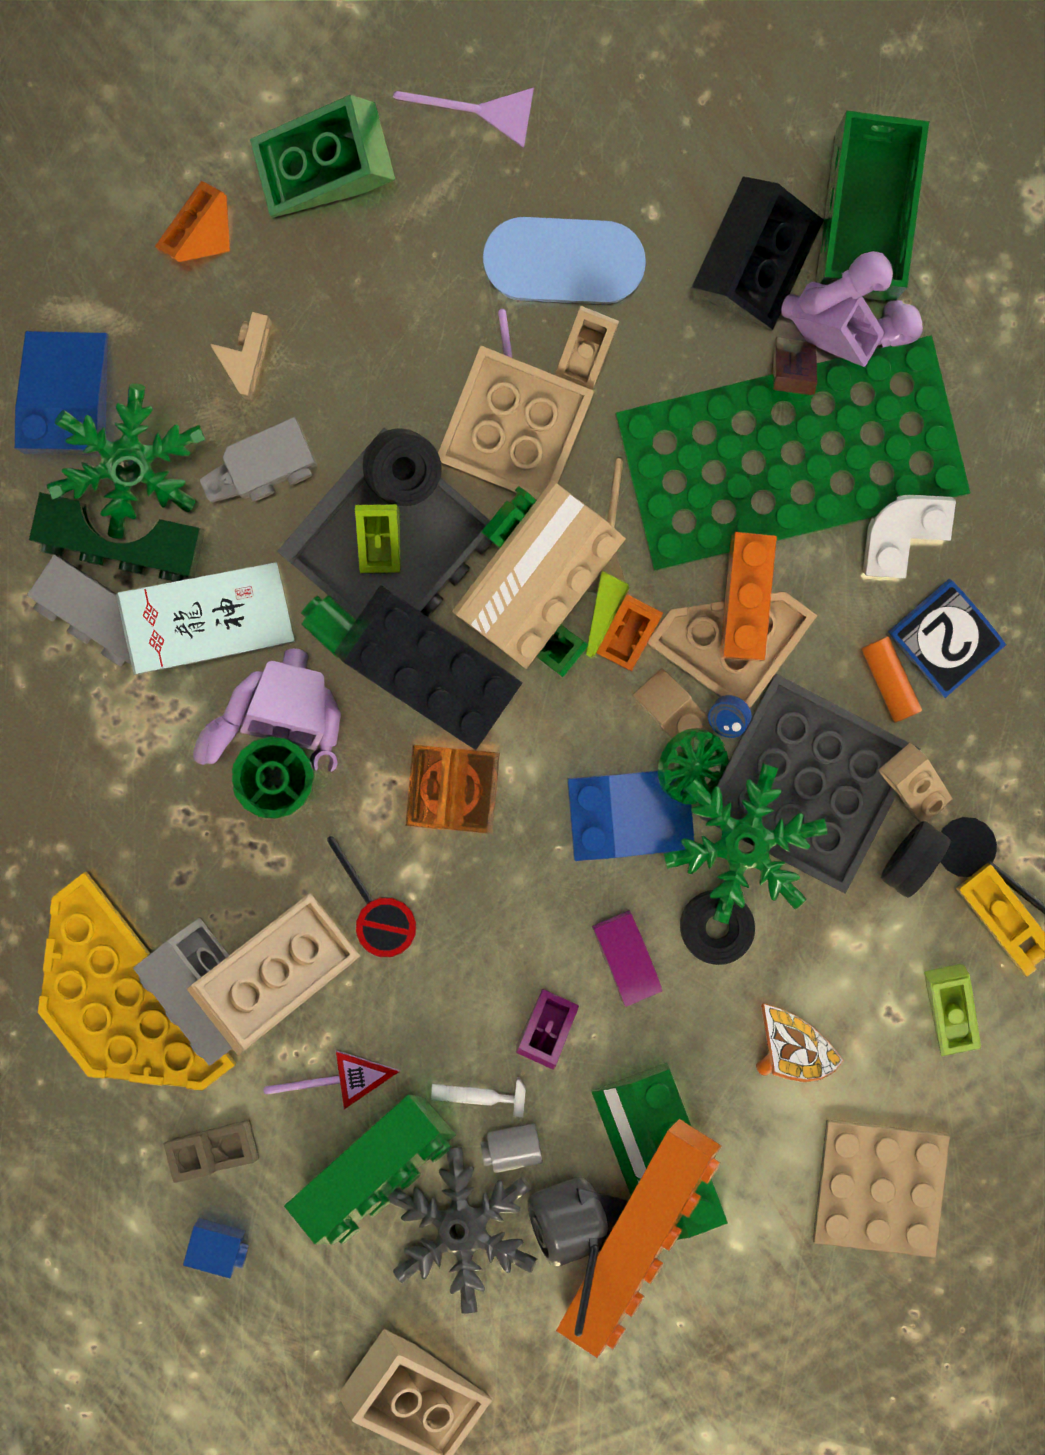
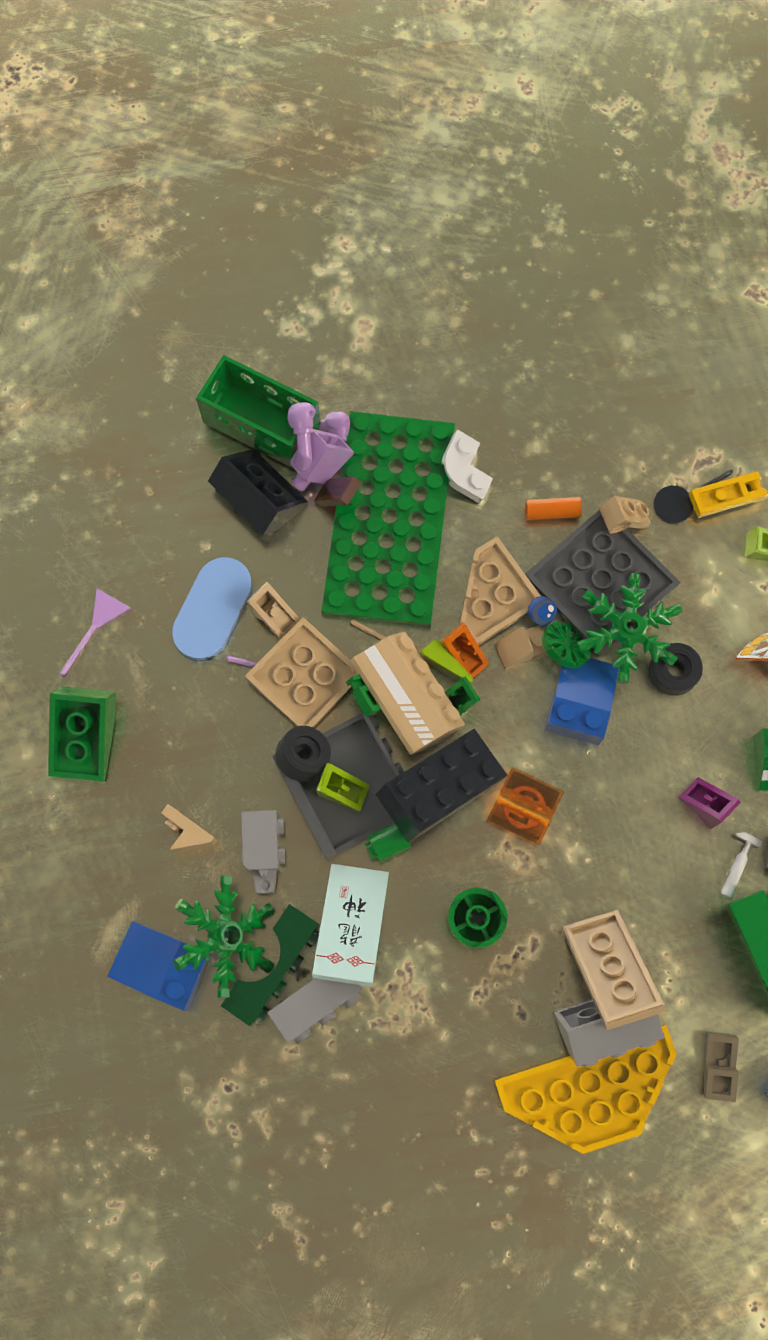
camera: 70 degrees left, 15 degrees down
(199, 226) = (89, 831): orange slope -> none
(277, 703) = (426, 898): lavender torso -> none
(355, 1077) = (699, 944): piece -> none
(384, 924) = (600, 884): piece -> none
(627, 958) = (677, 731): magenta slope -> none
(748, 596) = (471, 568): orange brick -> none
(915, 859) = (673, 531): black tyre -> none
(947, 638) = (539, 467): slope -> none

